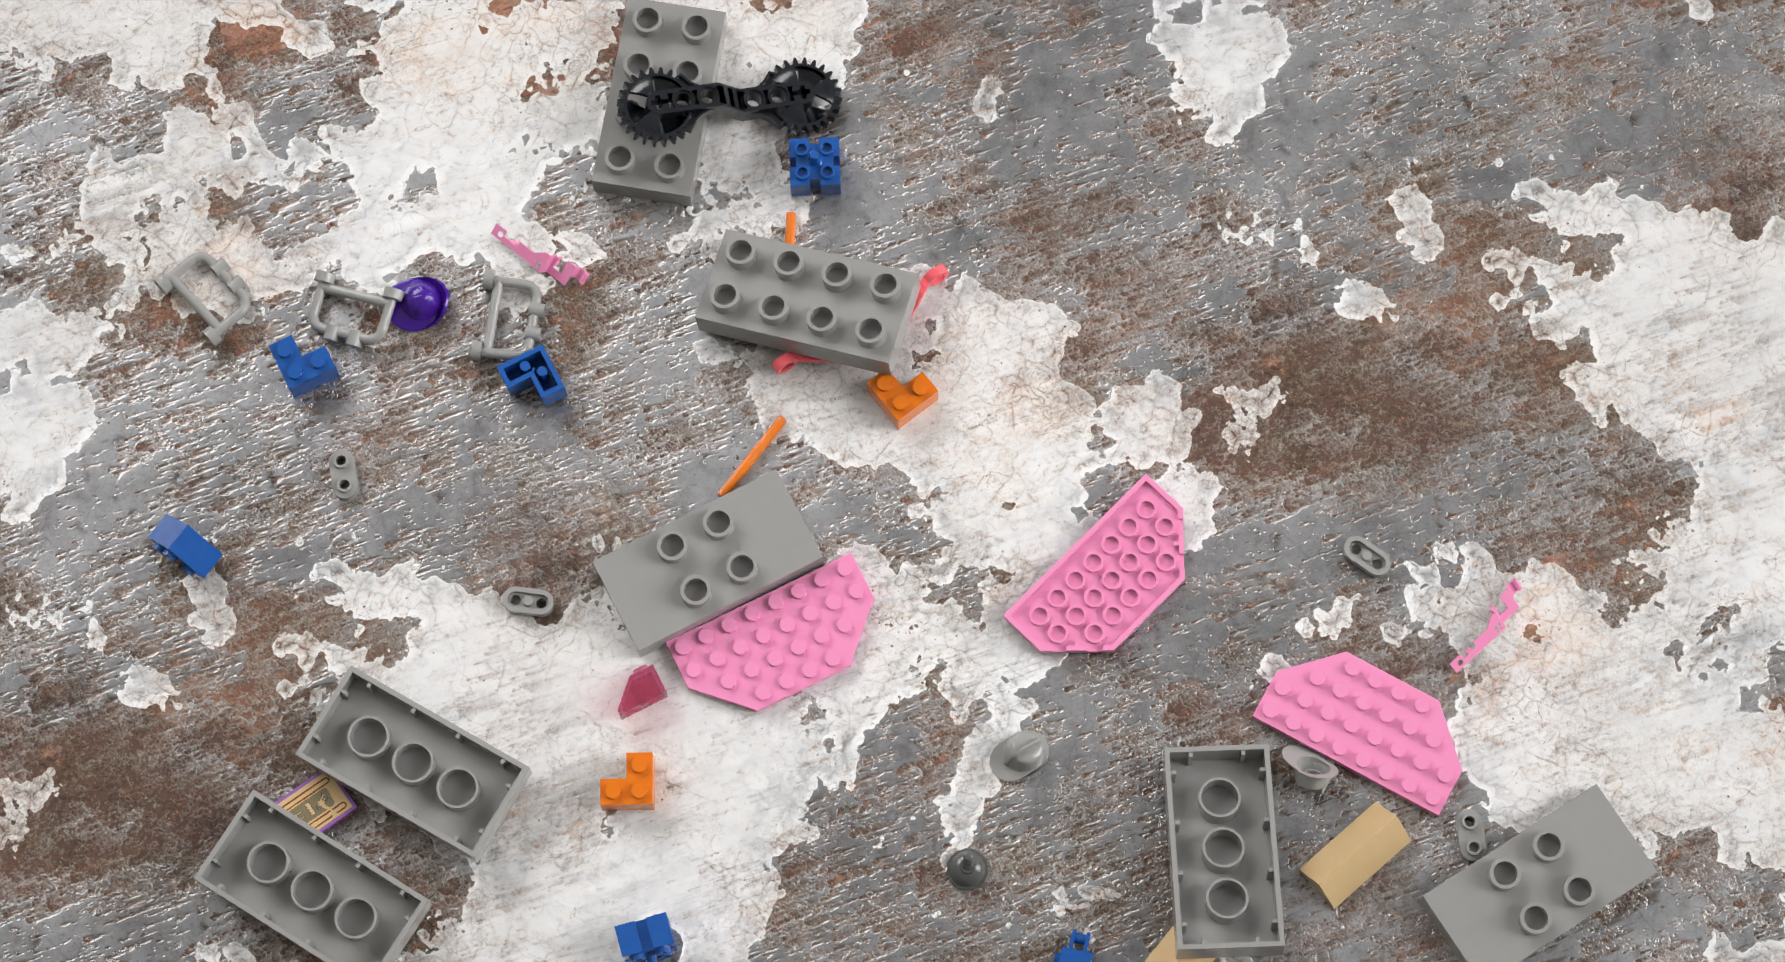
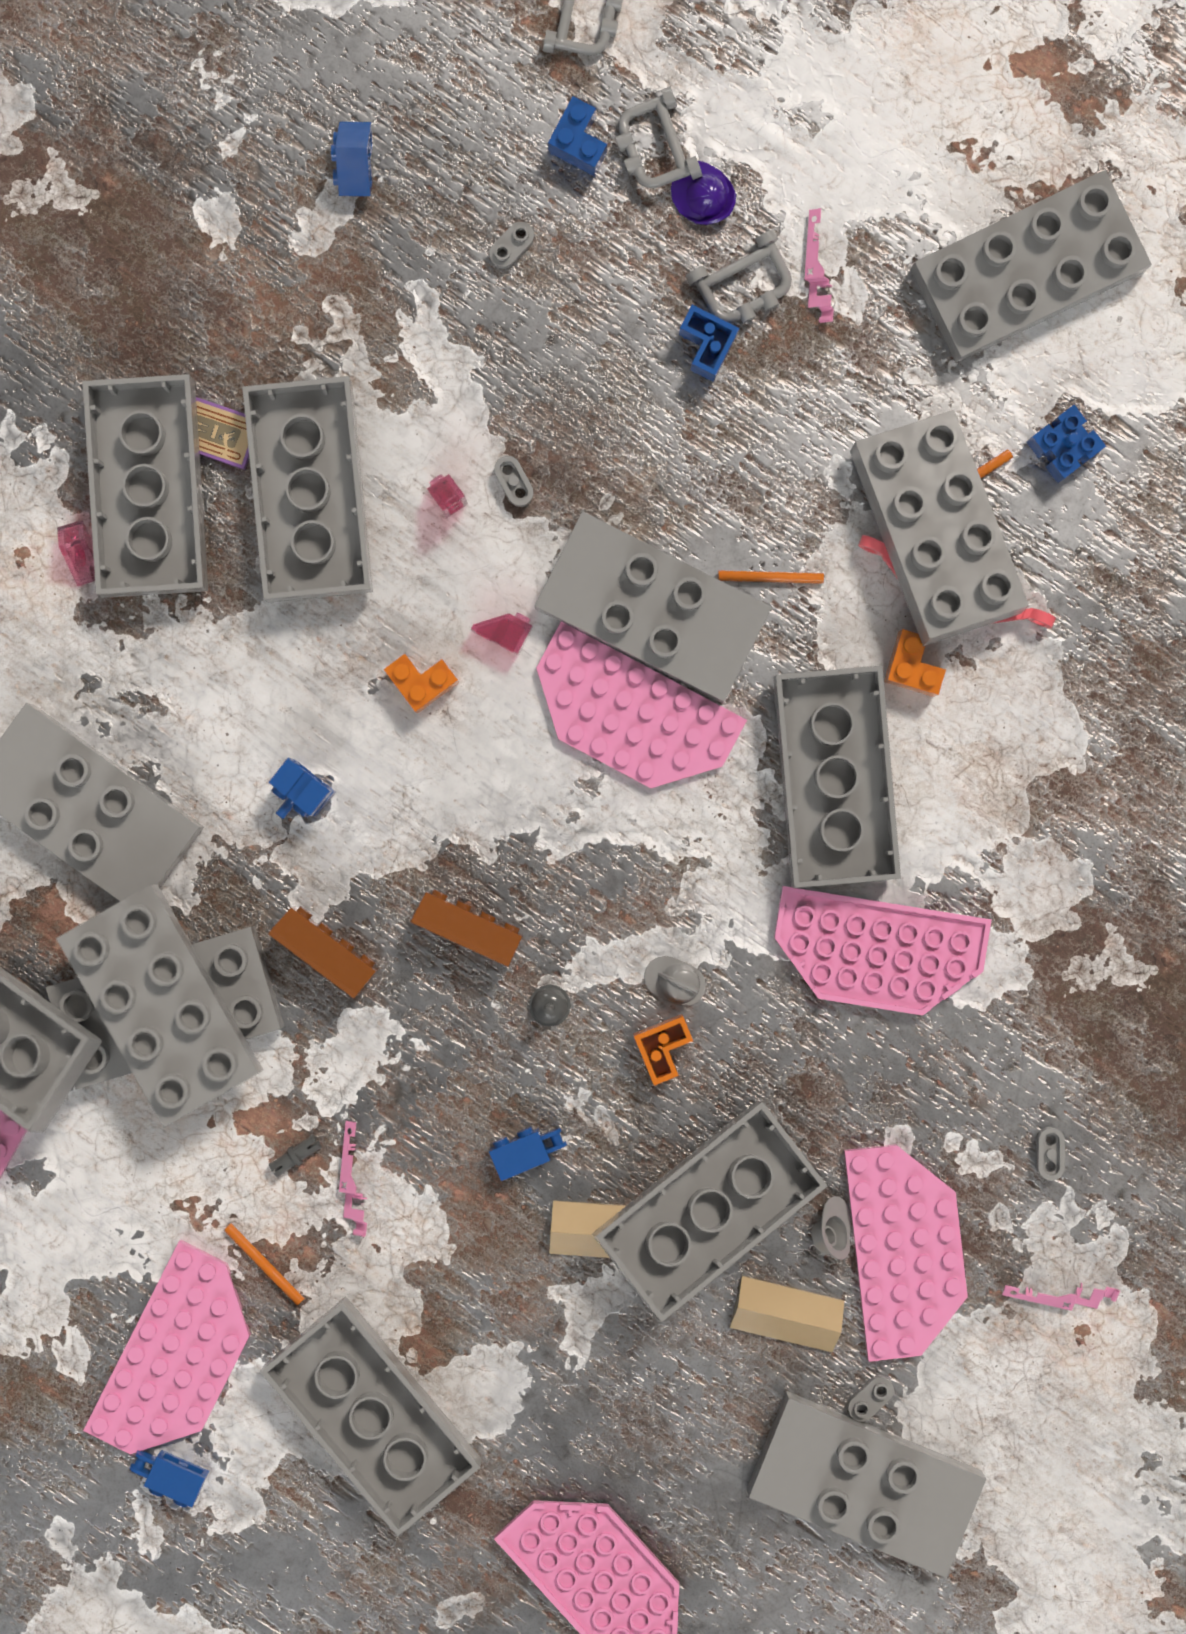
camera: 50 degrees right, 15 degrees up
(500, 659) = (447, 495): none -> clear pink slope
(728, 102) = (1069, 327): black beam -> none
(857, 887) = (467, 928): none -> dark orange slope
(946, 512) = (837, 776): none -> light grey plate
(1060, 804) = (657, 1042): none -> orange brick

